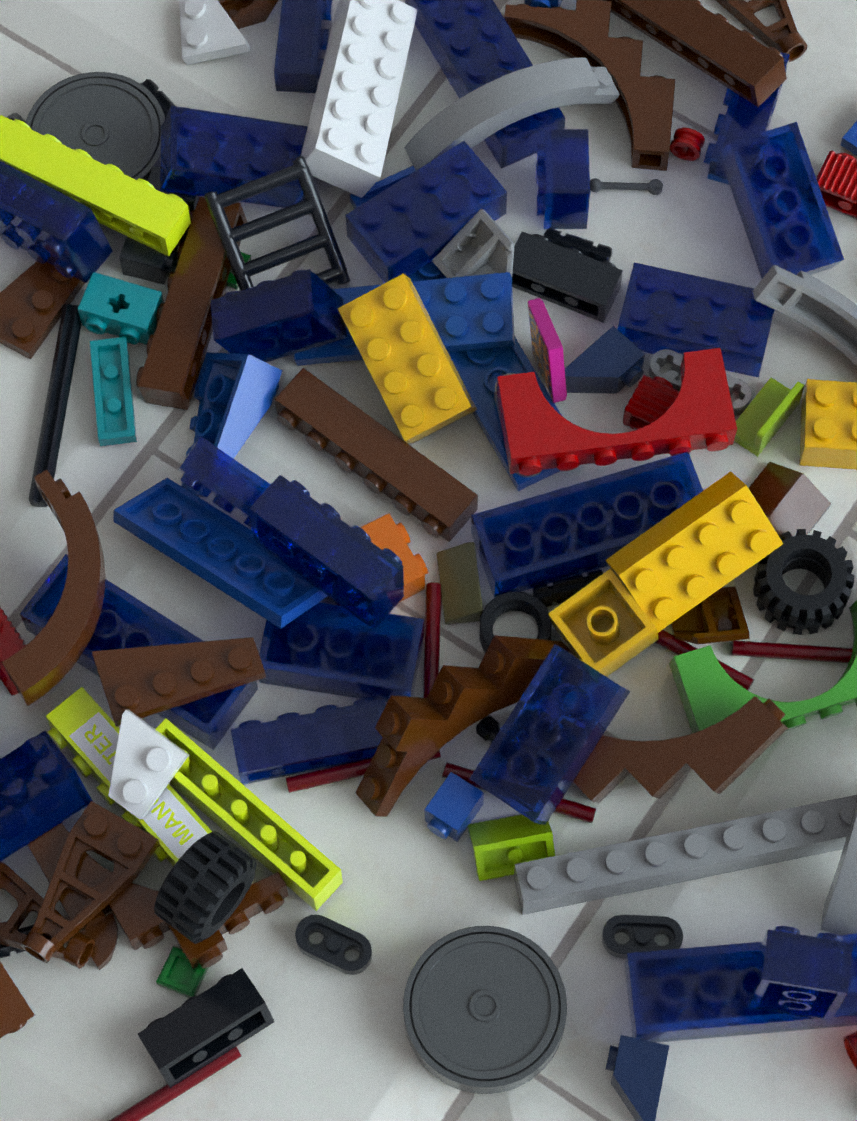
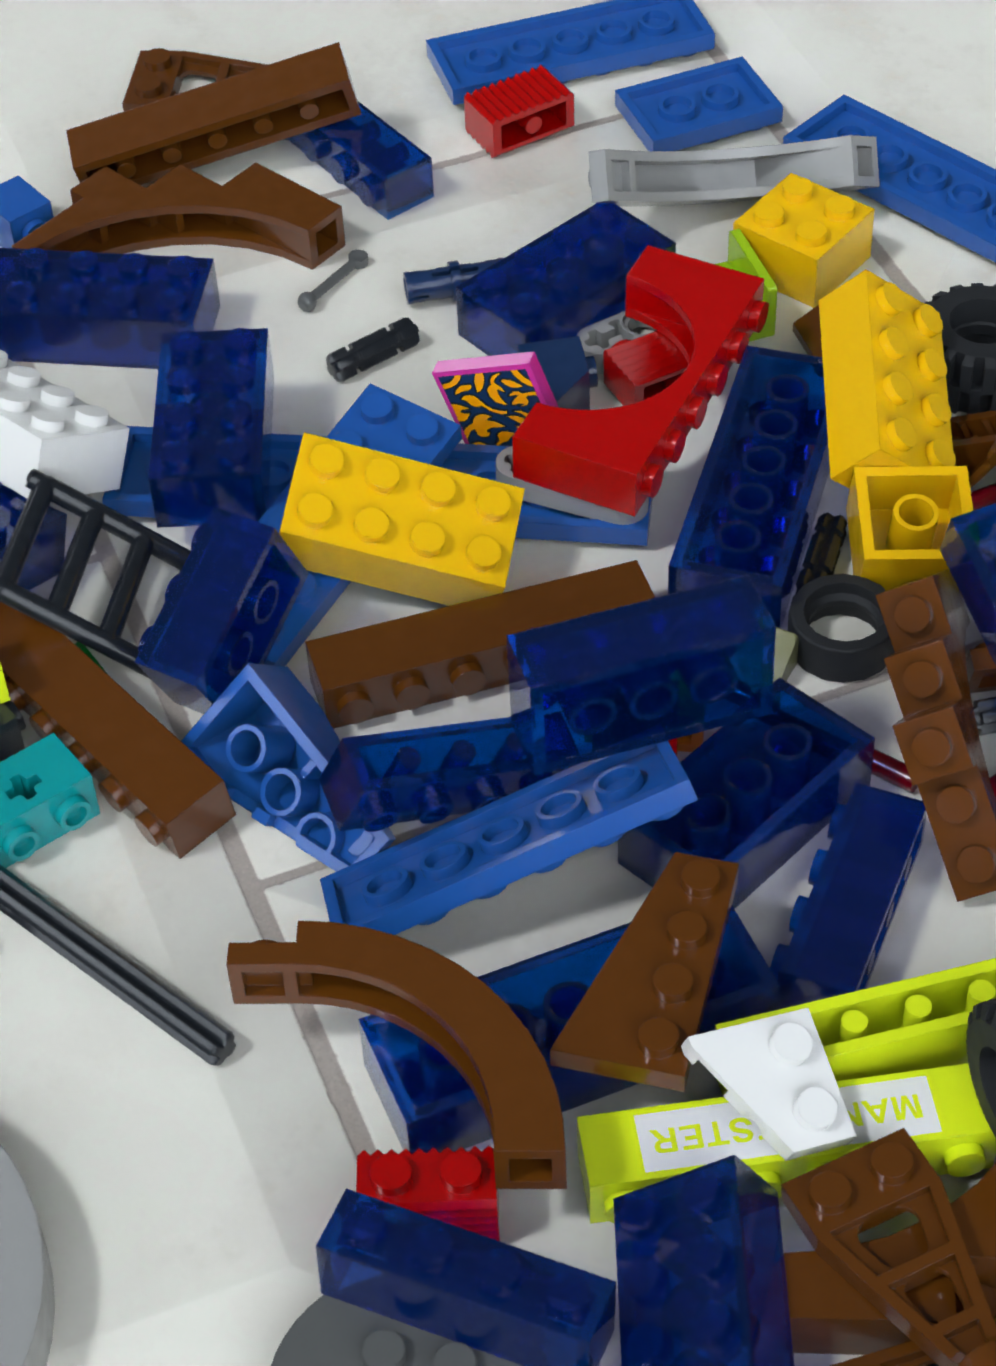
camera: 55 degrees left, 20 degrees down
(113, 391) = (136, 875): teal plate -> none
(331, 775) = (912, 910): dark red bar -> none
(477, 250) = (307, 397): light grey slope -> none
(508, 101) = (144, 301): light grey arch -> none
(563, 179) = (293, 293): clear blue brick -> none
(565, 276) = (400, 361): black brick -> none
(663, 251) = (442, 281): none -> dark blue pin
(687, 144) = (342, 194): red bush -> none
(781, 202) = (498, 145): clear blue brick -> none

